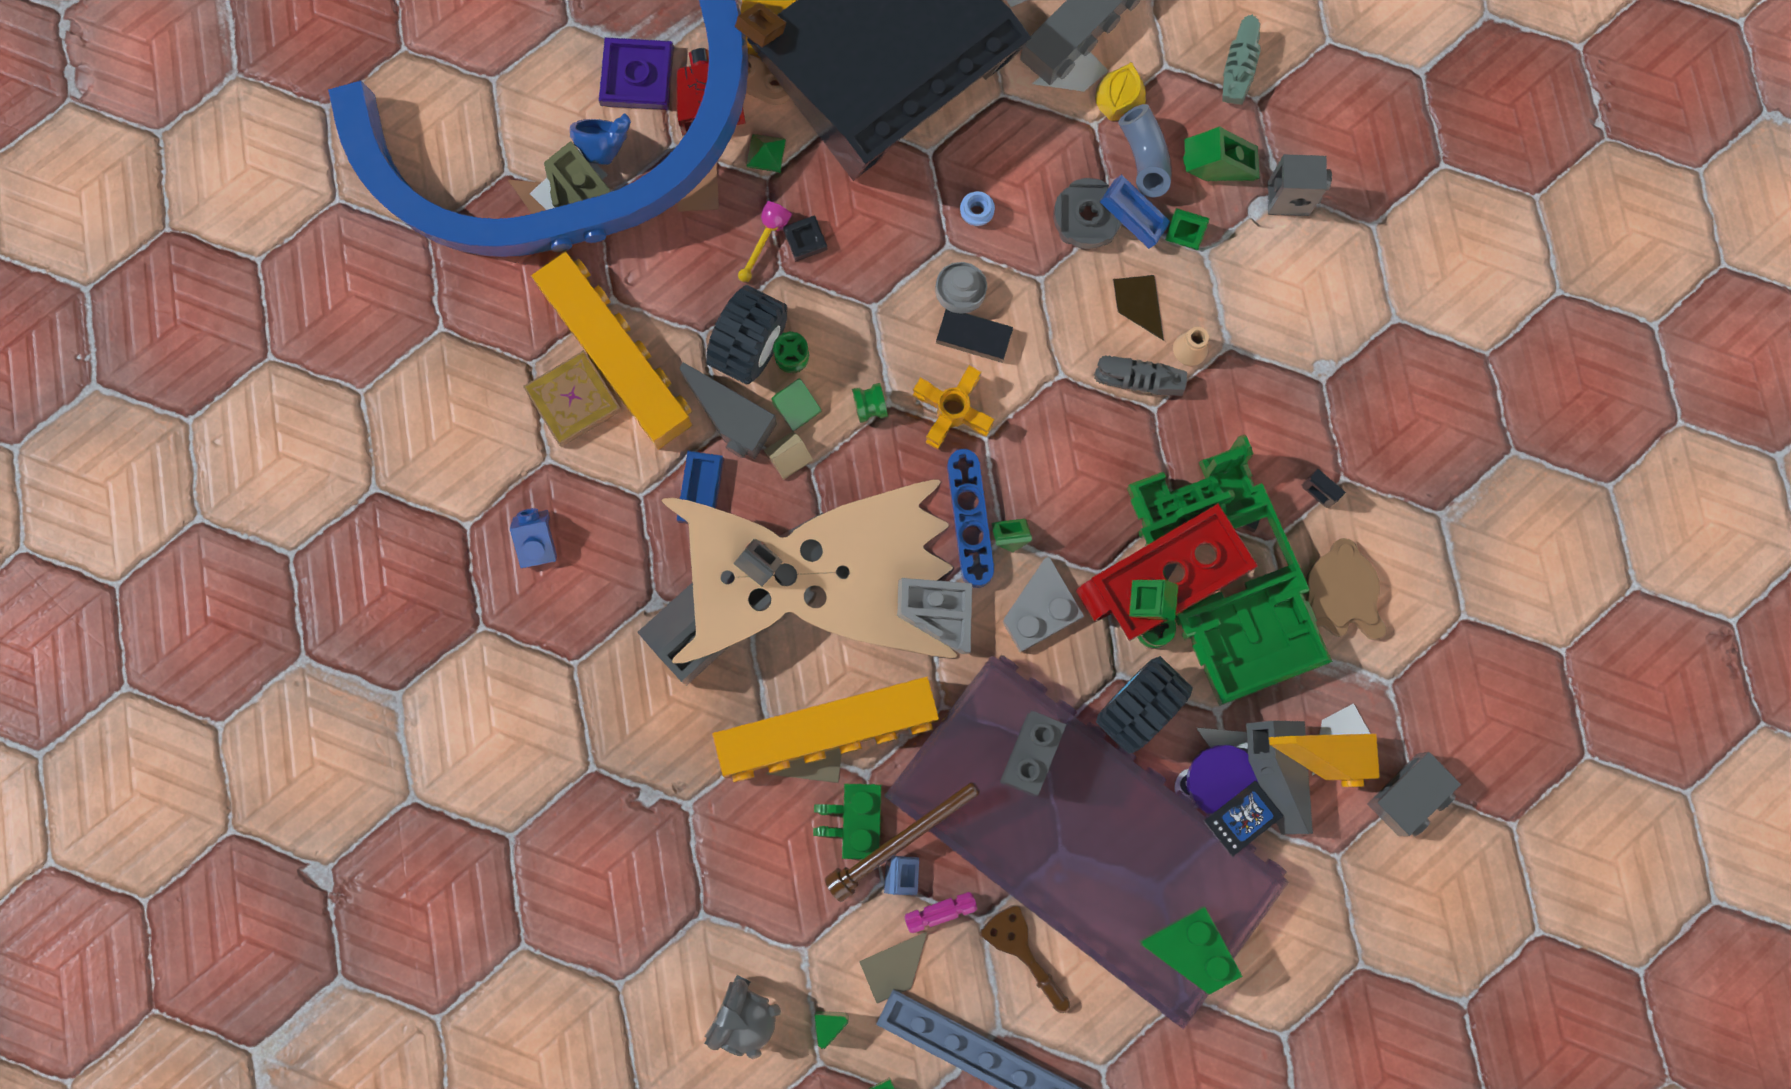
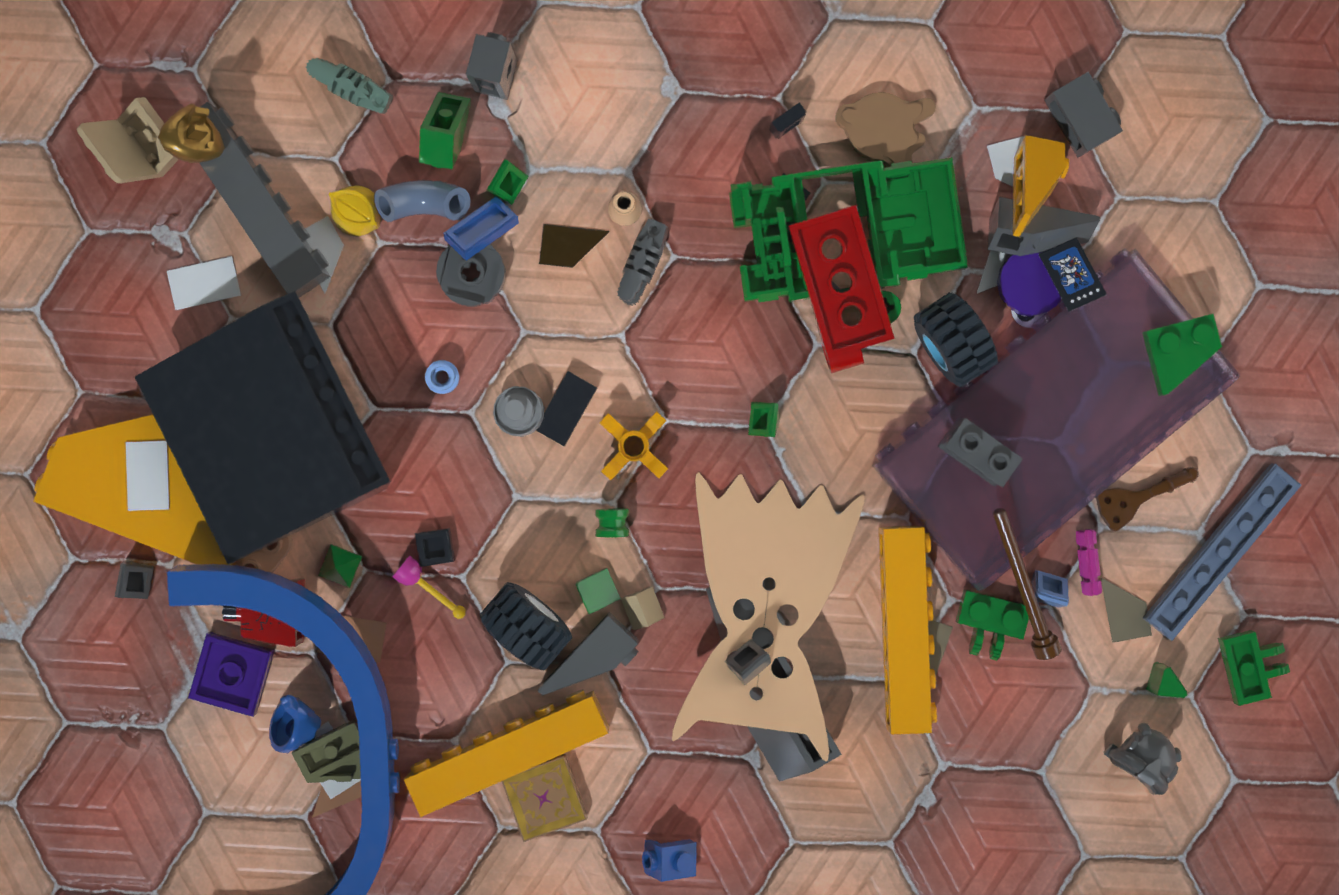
camera: 75 degrees left, 10 degrees up
(701, 479) = (654, 695): blue tile -> none
(760, 24) = (222, 551): reddish brown plate -> none
(791, 345) = (541, 588): green wheel -> none
(938, 609) = (821, 503): light grey wing -> none
(965, 518) = (740, 456): blue beam -> none
(1041, 608) = (838, 407): light grey wing -> none
(1153, 599) = (864, 307): green slope -> none

